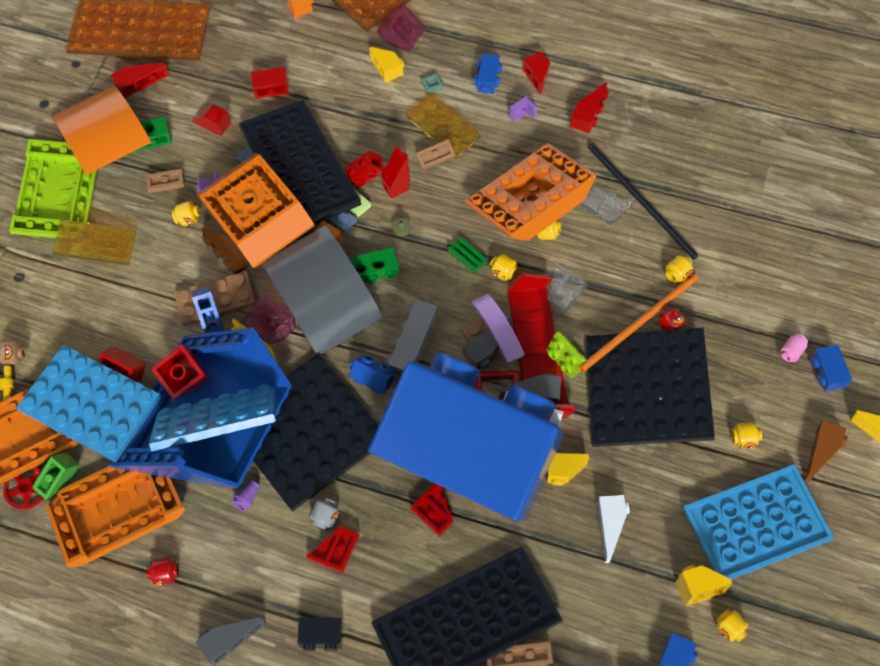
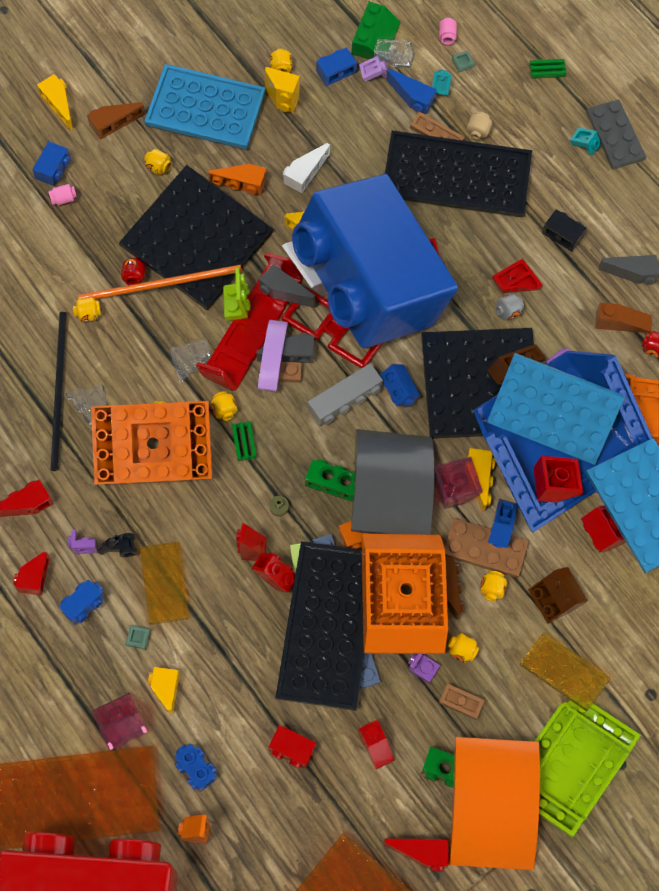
camera: 150 degrees left, 5 degrees up
(132, 296) = (557, 594): none -> reddish brown slope
(189, 271) = (493, 586): none -> yellow head
(208, 576) = (622, 318): none -> dark orange slope
(279, 455) = (500, 366): none -> reddish brown slope
(327, 34) = (191, 761): none -> blue brick
(435, 154) = (197, 551): medium nougat plate -> none
(494, 123) = (123, 544): none -> black piece
(654, 475) = (241, 177): none -> orange slope

